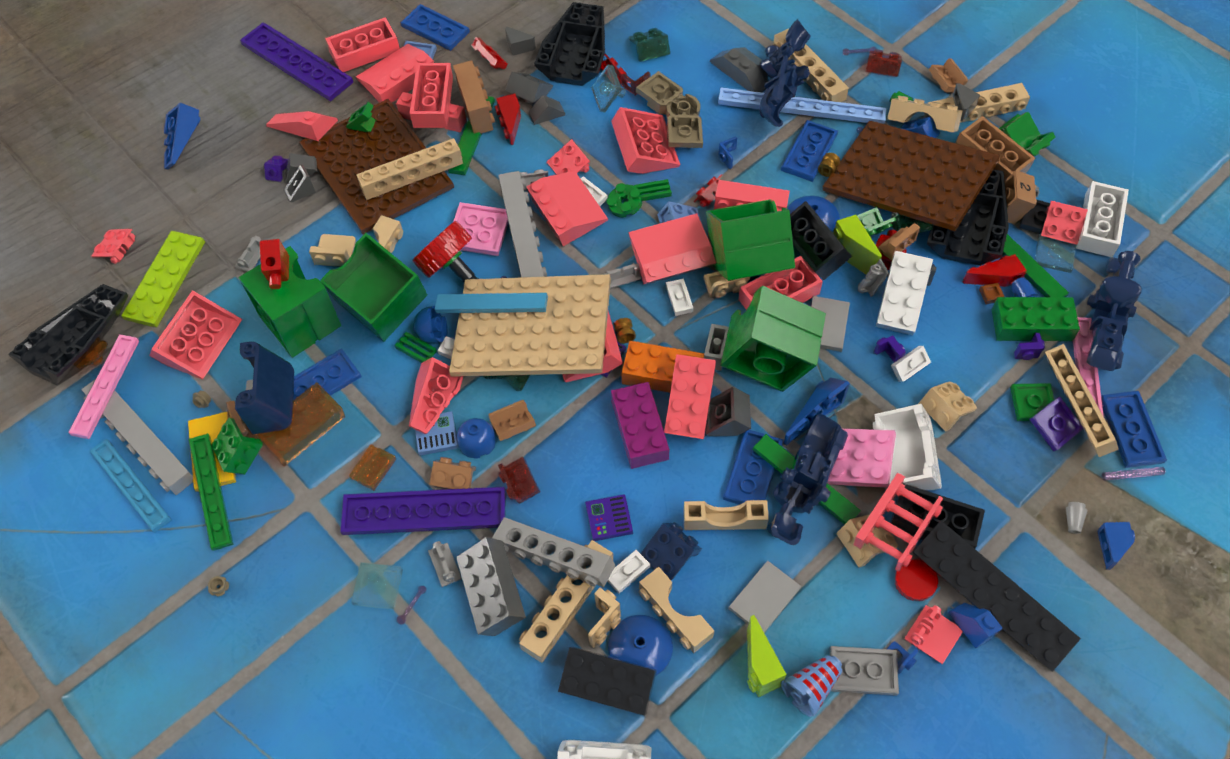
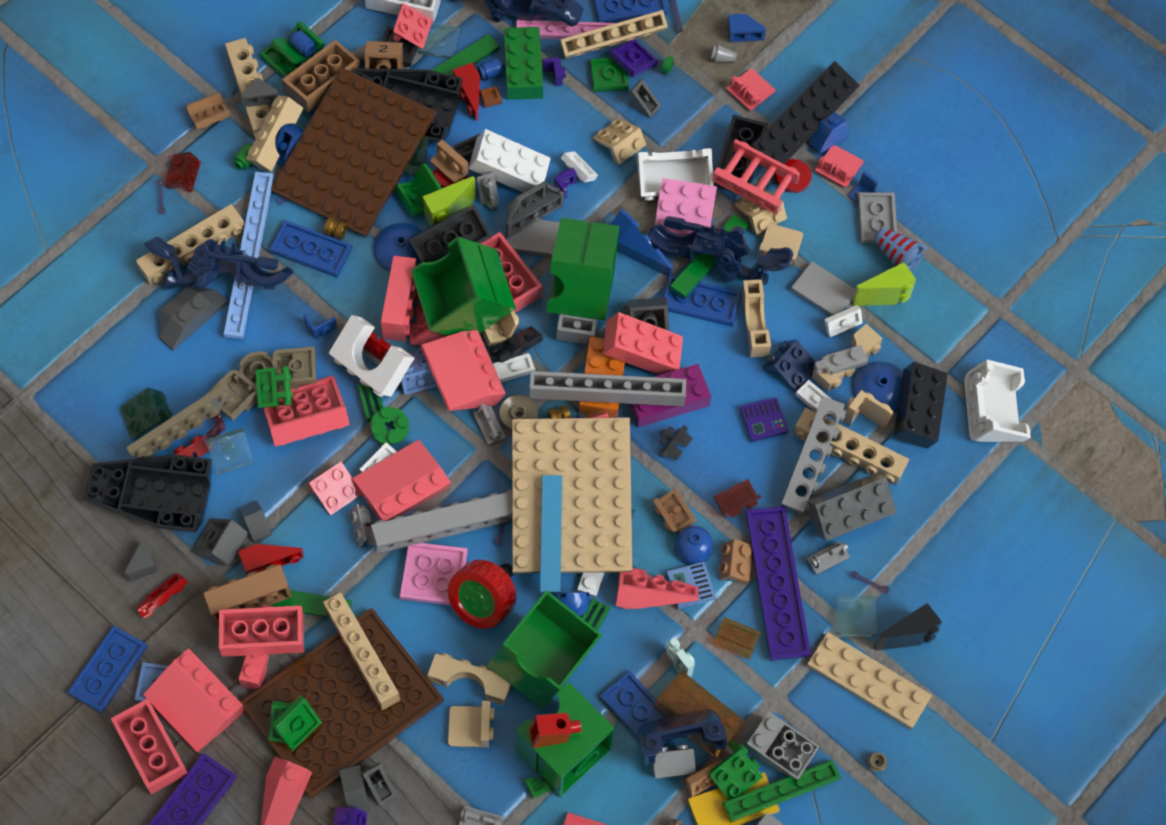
camera: 100 degrees left, 5 degrees up
(252, 492) = (781, 746): none -> light grey slope
(304, 591) = (869, 680): none -> tan plate
(340, 633) = (911, 630): none -> black slope
(352, 409) = (681, 660): none -> light aqua plate
(354, 123) = (296, 723): none -> green tile
(579, 424) = (680, 436): none -> clear smoke hips
(630, 52) = (184, 421): none -> dark tan plate
(630, 291) = (517, 405): none -> dark tan dish
(635, 356) = (607, 388): none -> light grey brick
(661, 112) = (268, 390): none -> green plate
(665, 595) = (841, 361): none -> light grey hinge
(675, 185) = (348, 352): none -> white arch
(703, 298) = (516, 344): none -> black hinge
(722, 610) = (843, 321): none -> white plate
(819, 553) = (781, 237): none -> tan bracket
(853, 311) = (532, 207): none -> dark grey wedge
(1002, 429) = (643, 99): none -> dark grey slope
(1029, 136) = (302, 43): none -> blue brick
(1032, 544) = (750, 89): none -> coral hinge
(1052, 457) = (667, 65): none -> green tile

